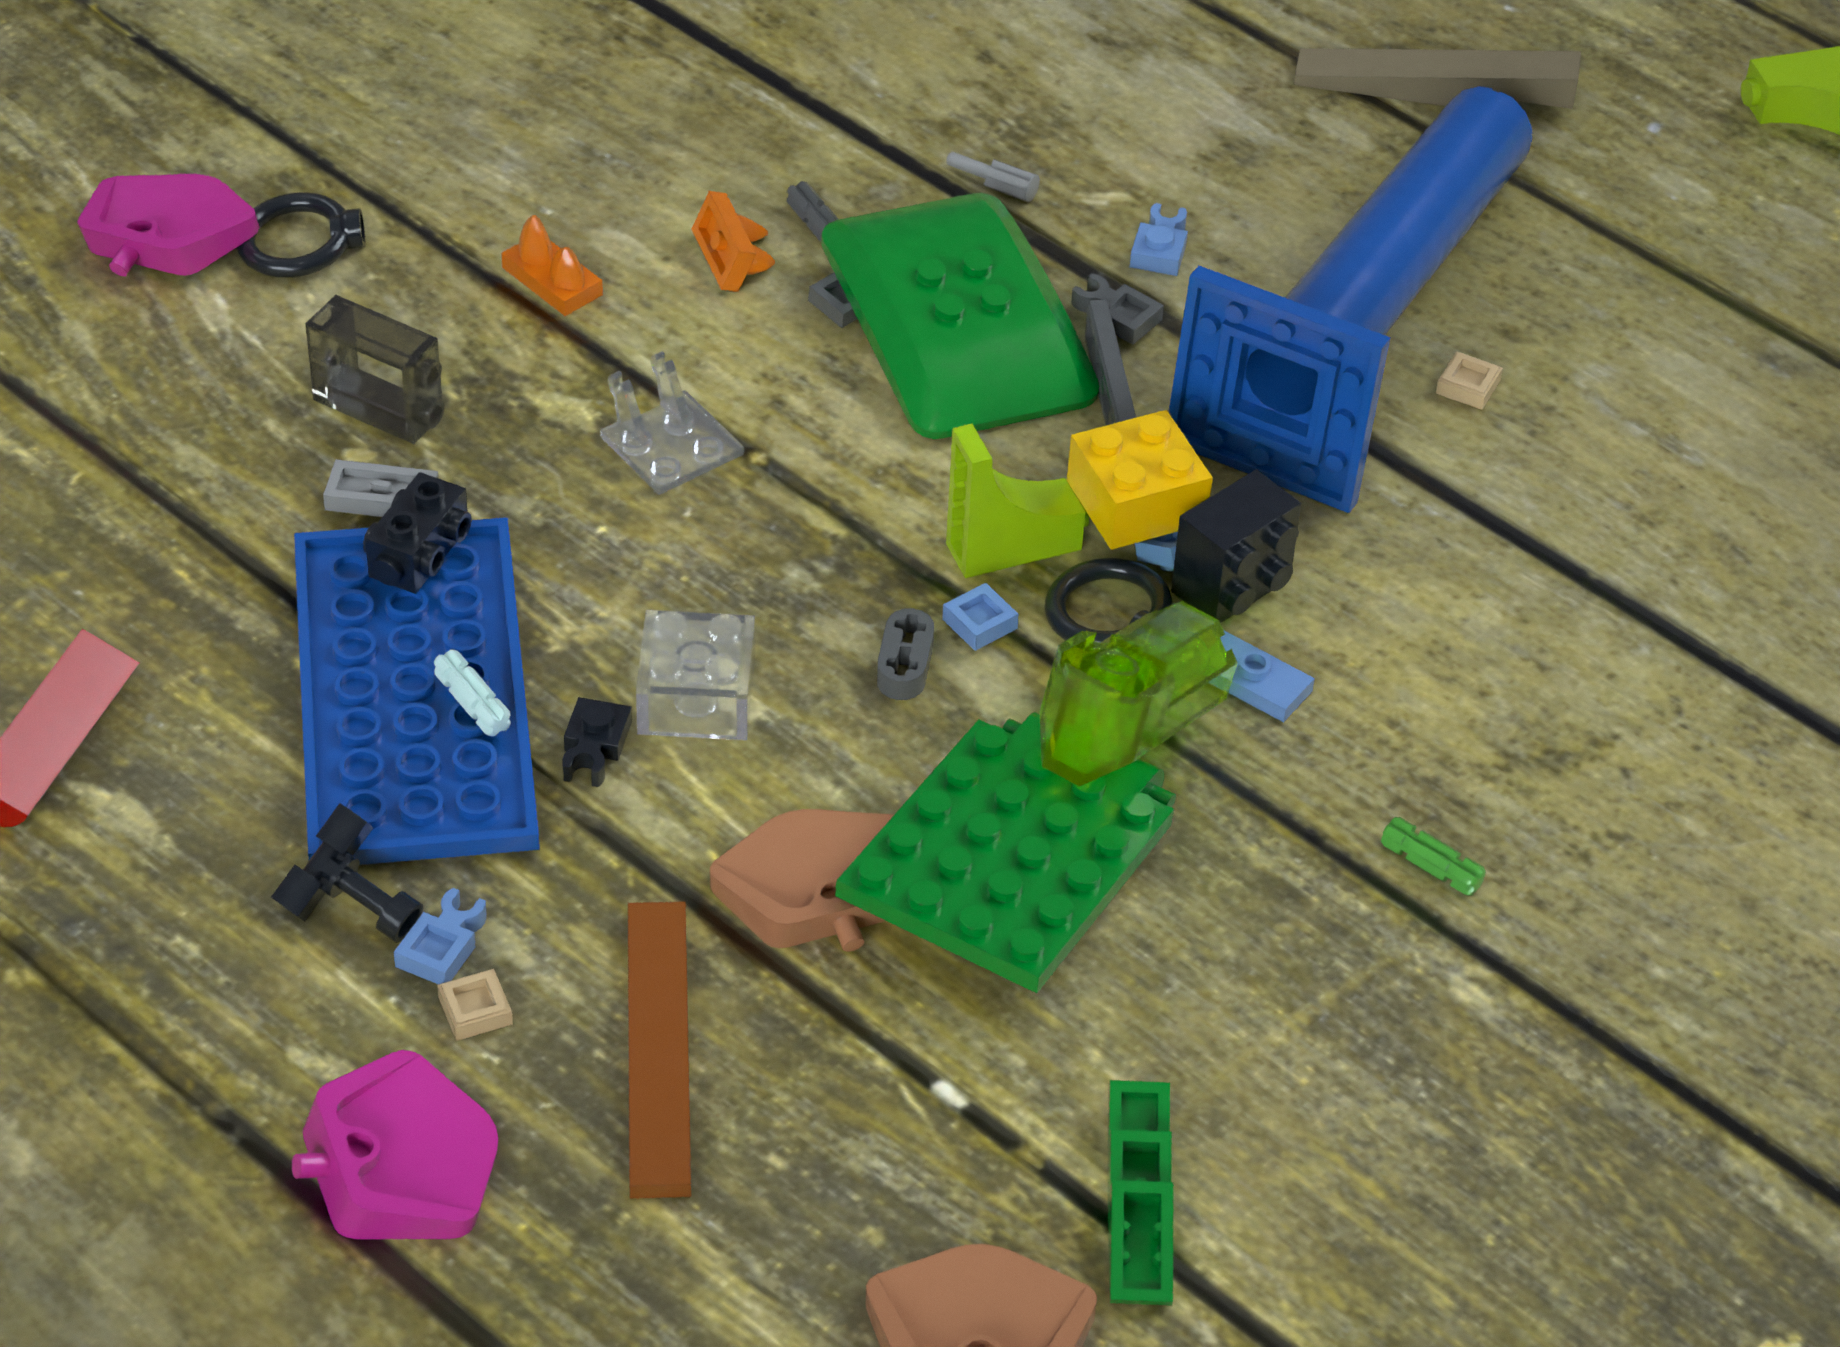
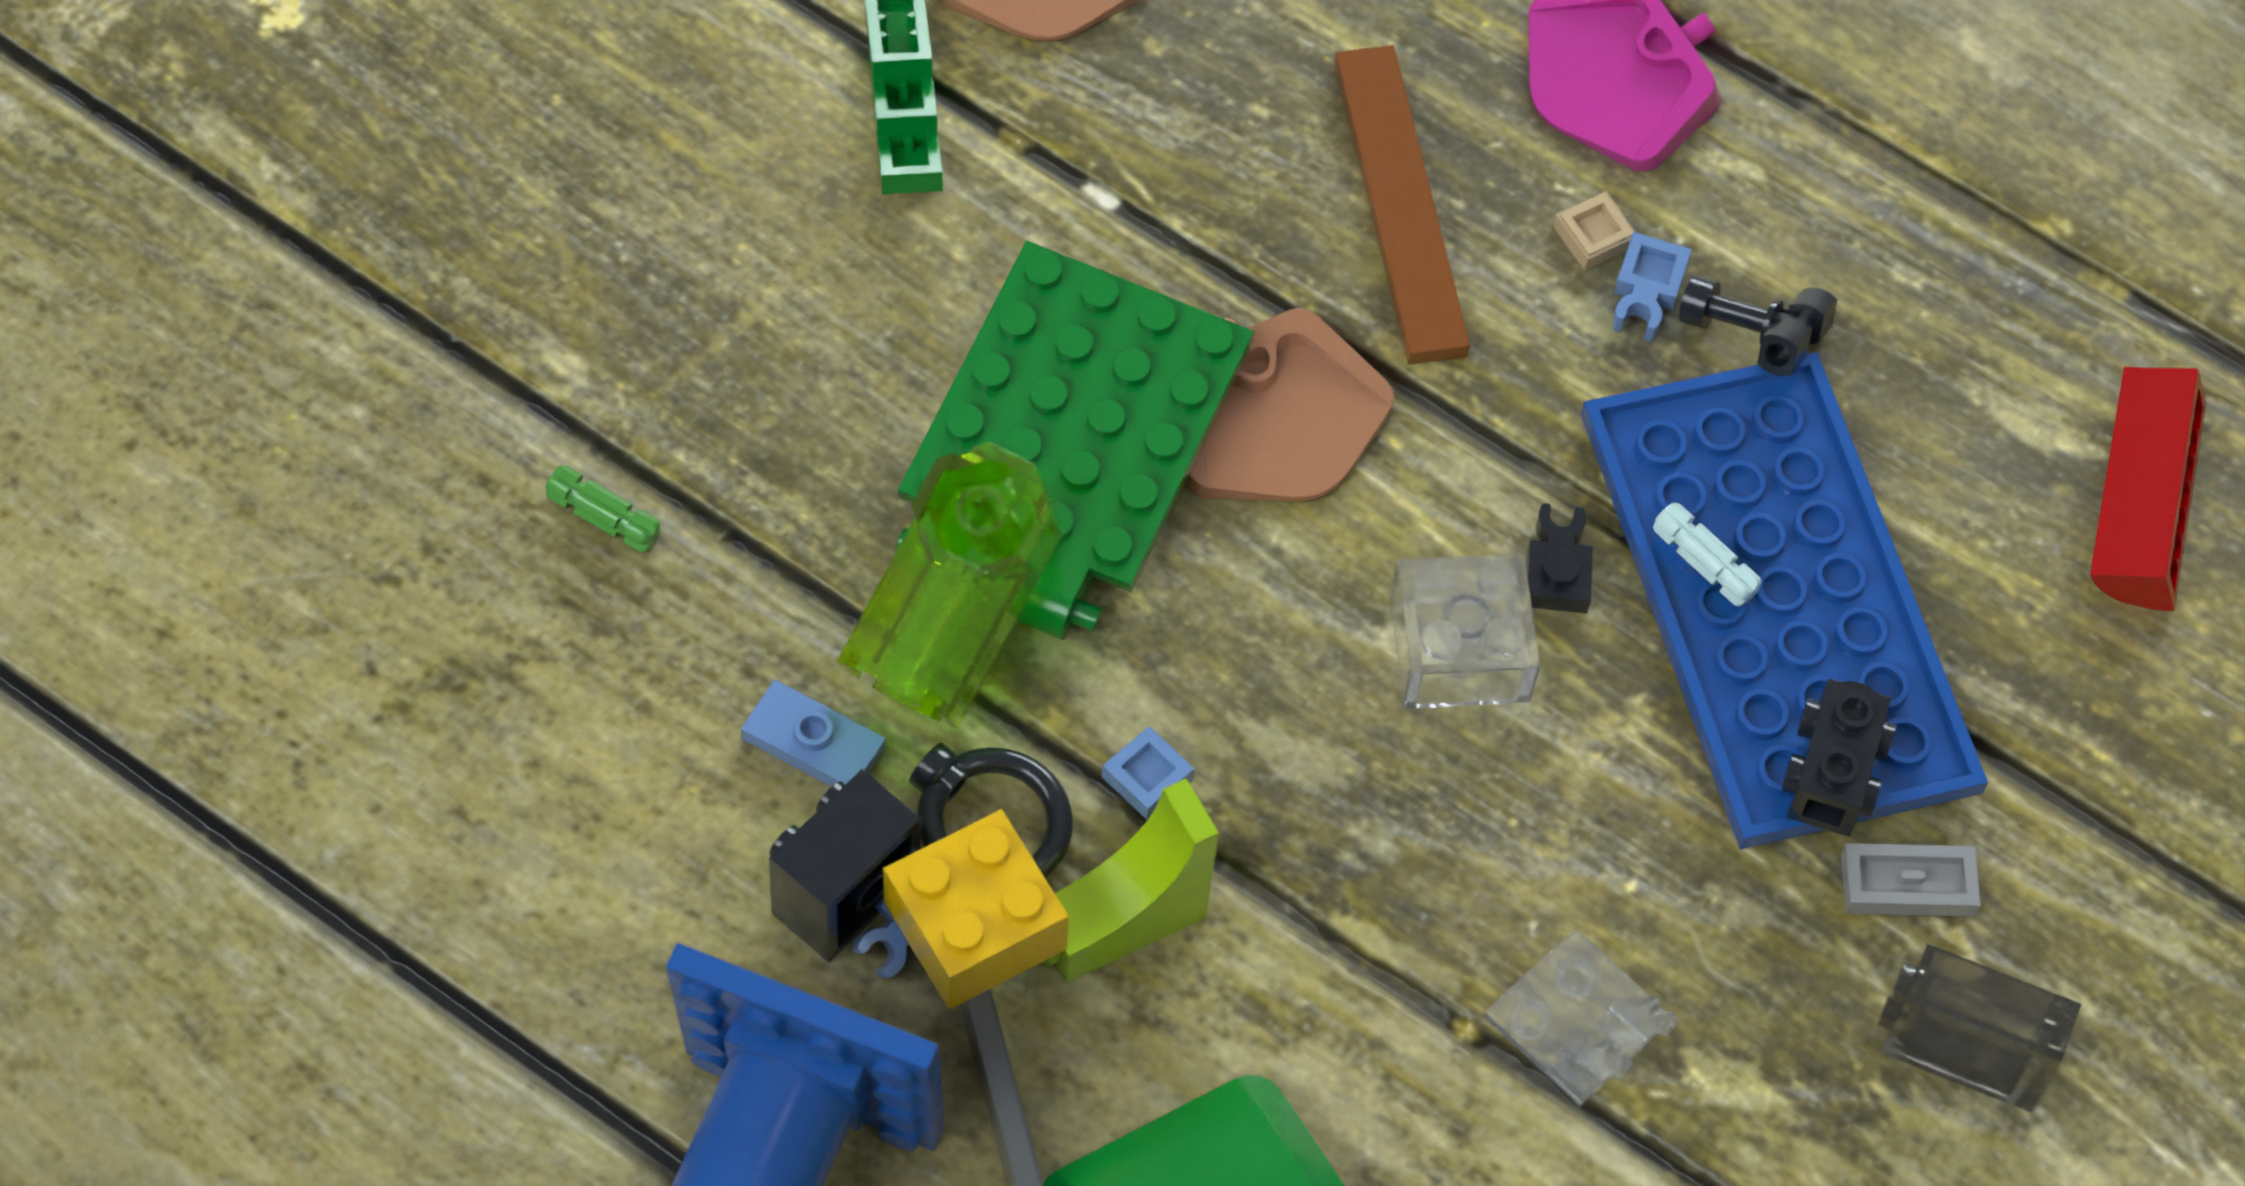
camera: 170 degrees right, 15 degrees up
(914, 654) = (1242, 719): dark grey beam -> none

